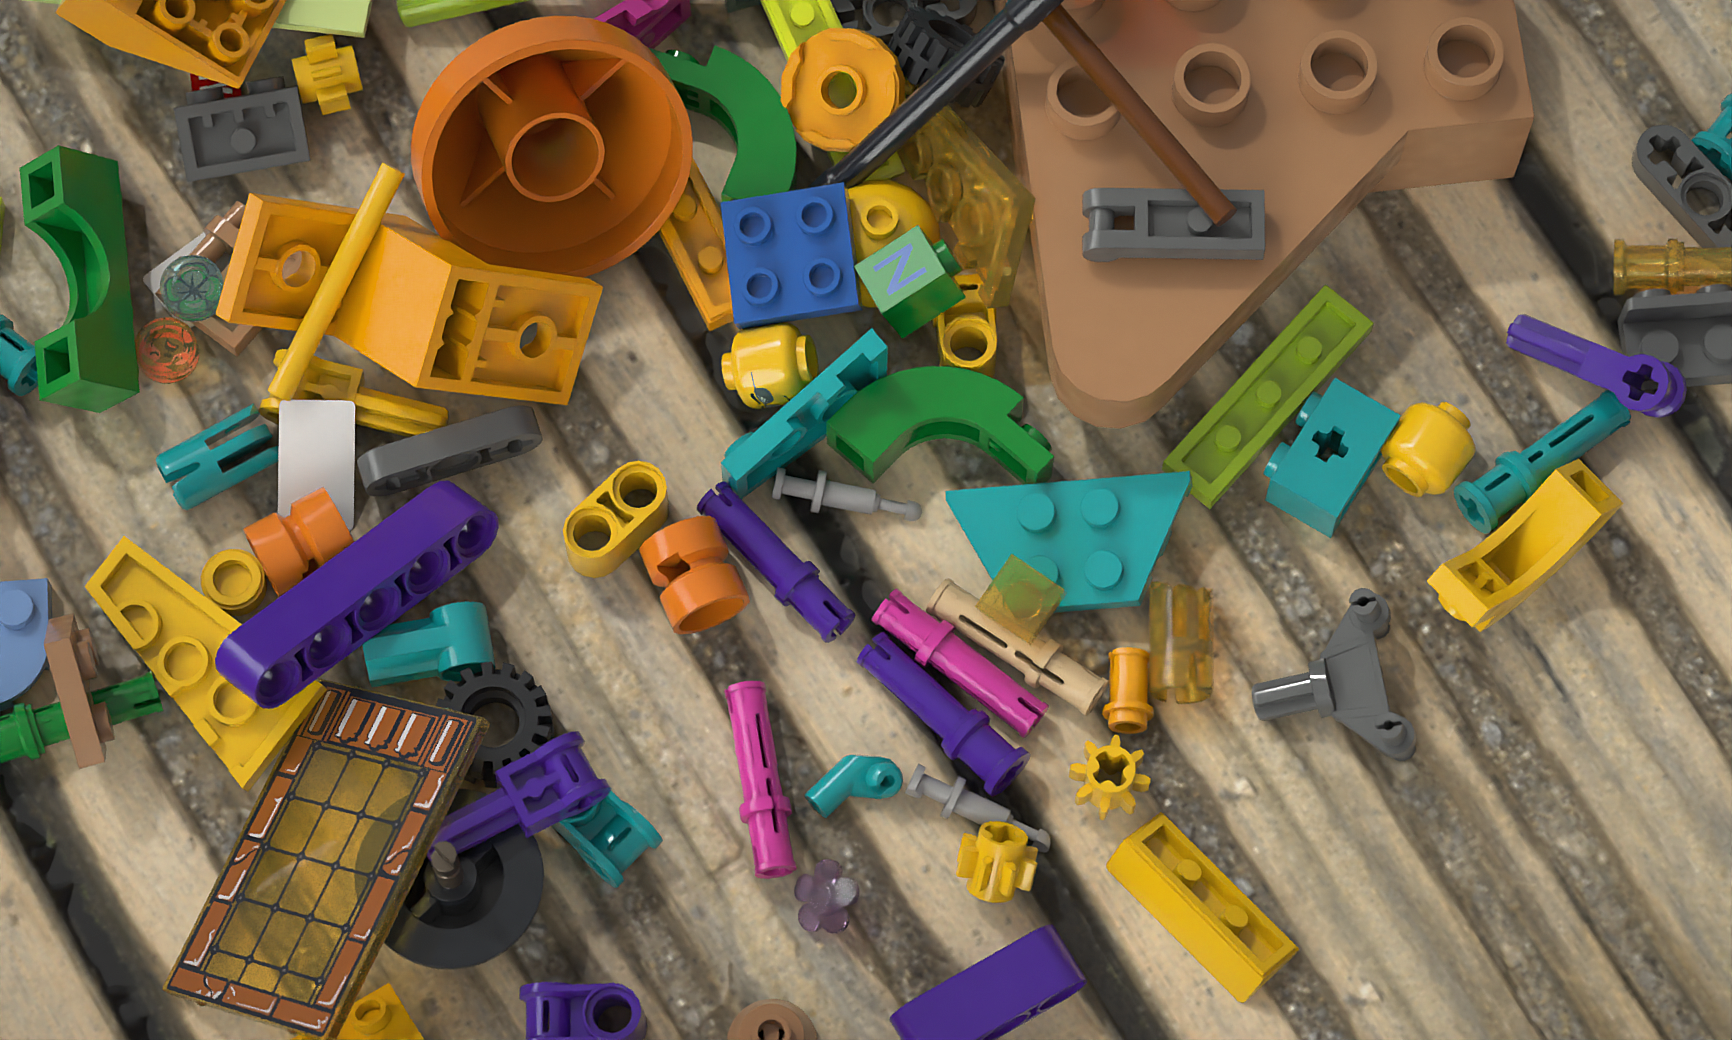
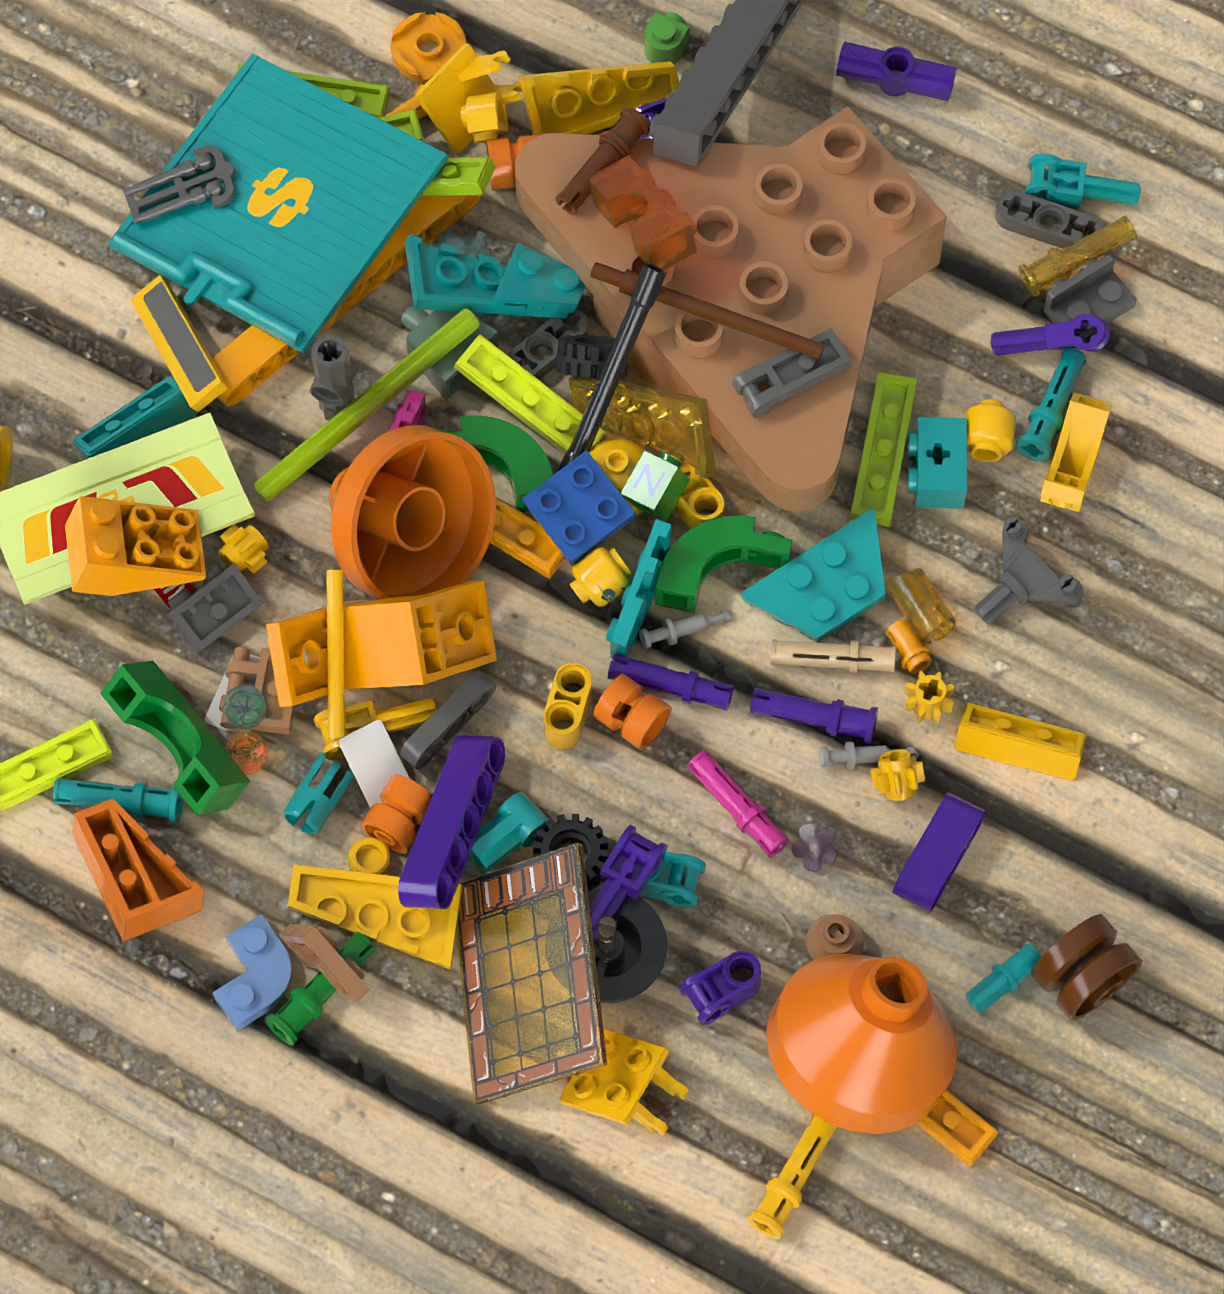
camera: 30 degrees left, 5 degrees down
(807, 82) = (525, 398): light orange tile -> none
(855, 777) = (788, 774): teal arm -> none
(940, 647) = (801, 680): dark pink pin -> none
(1021, 599) = (824, 626): clear yellow plate -> none

